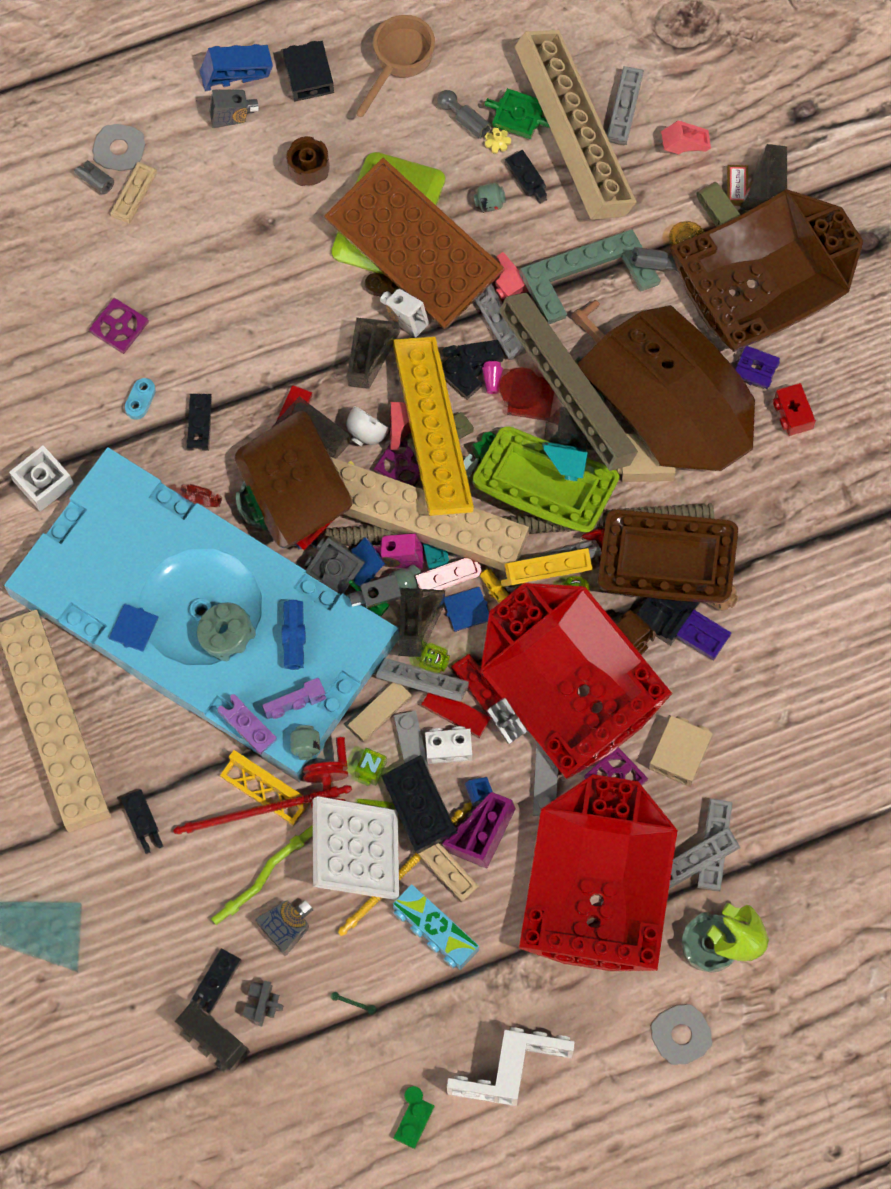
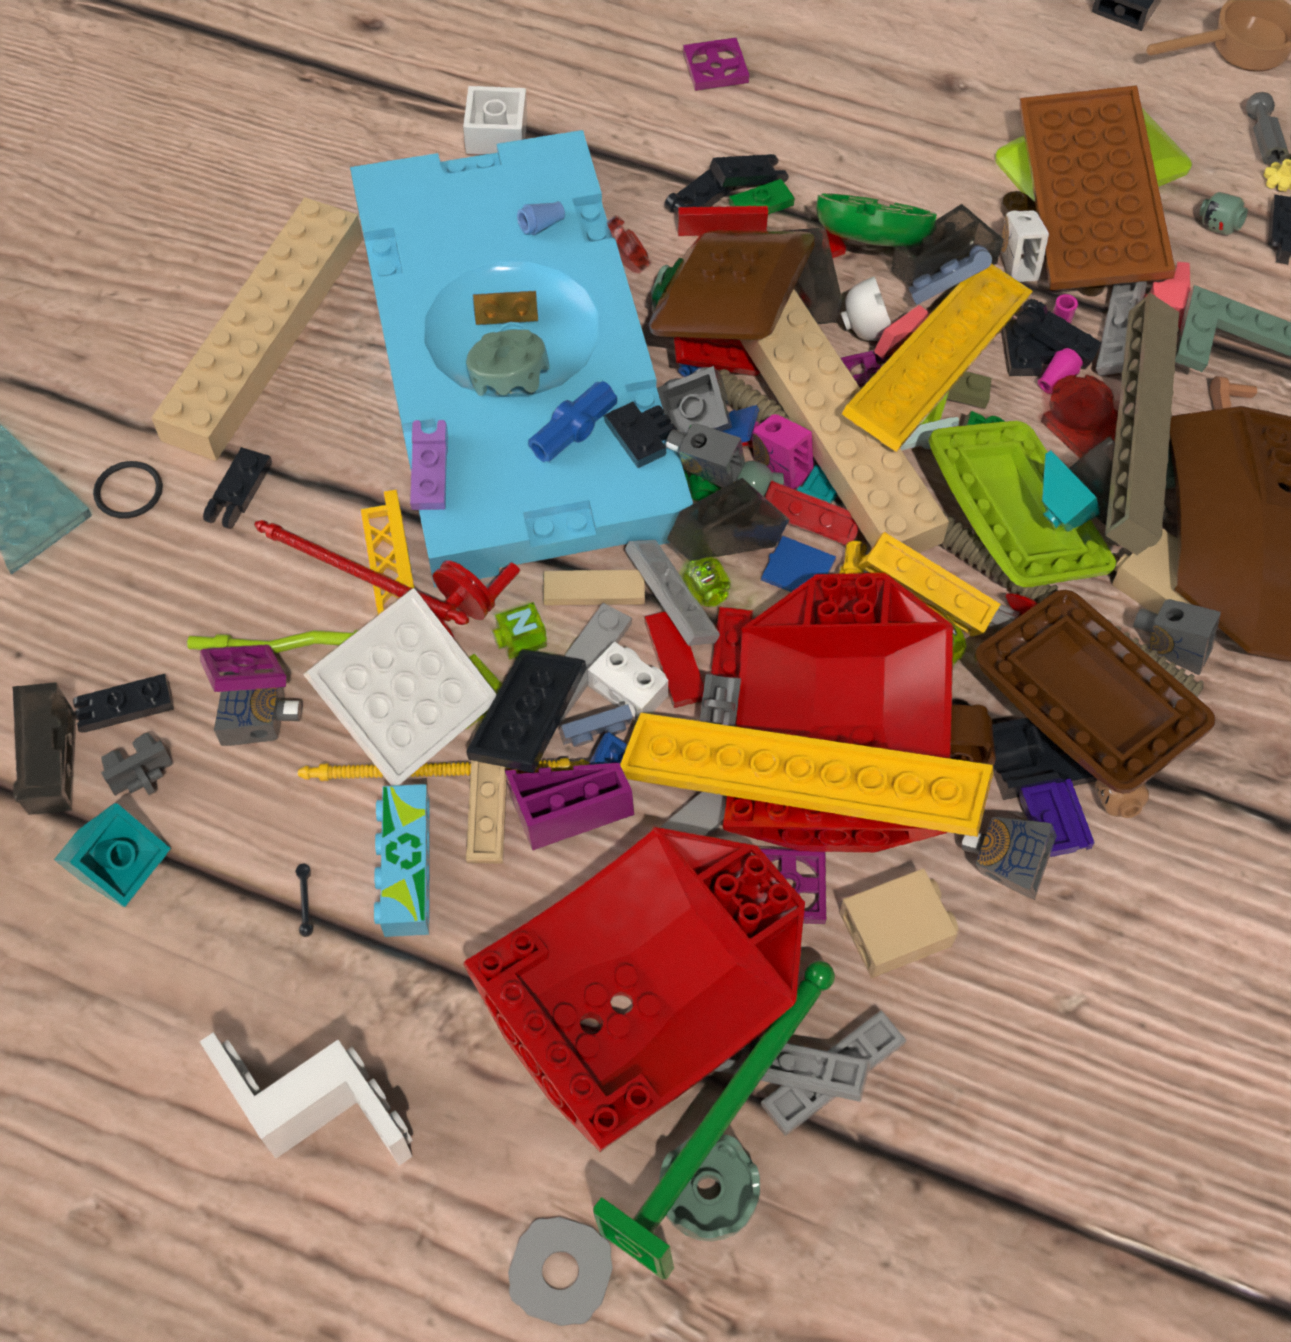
camera: 40 degrees right, 10 degrees down
(90, 894) = (121, 515): none -> black tyre
(133, 627) = (424, 294): blue piece -> none
(140, 397) = (668, 133): medium azure plate -> none
(147, 529) = (536, 217): none -> medium blue cone
(188, 590) = (505, 307): none -> pearl gold hinge
(213, 389) = (747, 170): none -> black hinge
(231, 433) = (698, 220): none -> red tile
(236, 400) = (773, 194): none -> green plate
(256, 904) = (228, 660): none -> magenta piece
(299, 1052) = (113, 854): none -> teal slope
(305, 742) = (466, 530): sand green head -> none
(308, 161) = (1053, 55): reddish brown brick -> none
(312, 692) = (504, 482): medium lavender plate -> none
(317, 365) = (874, 223): none -> green brick
(330, 609) = (640, 432): none -> black hinge
(371, 1009) = (241, 885): clear green hinge -> none
(389, 368) = (950, 274): none -> sand blue plate
(393, 978) = (303, 873): none -> black hinge
(415, 1118) = (148, 1054): green hinge -> none
(459, 775) = (582, 730): none -> sand blue plate
(462, 330) = (1065, 307): none -> dark pink hinge
(581, 721) = (809, 773): none -> yellow plate
(679, 486) = (1181, 633): none -> dark grey torso
(701, 671) = (1013, 852): none -> dark grey torso
(704, 989) = (636, 1234): none -> green piece
(750, 938) = (757, 1228): lime piece -> none

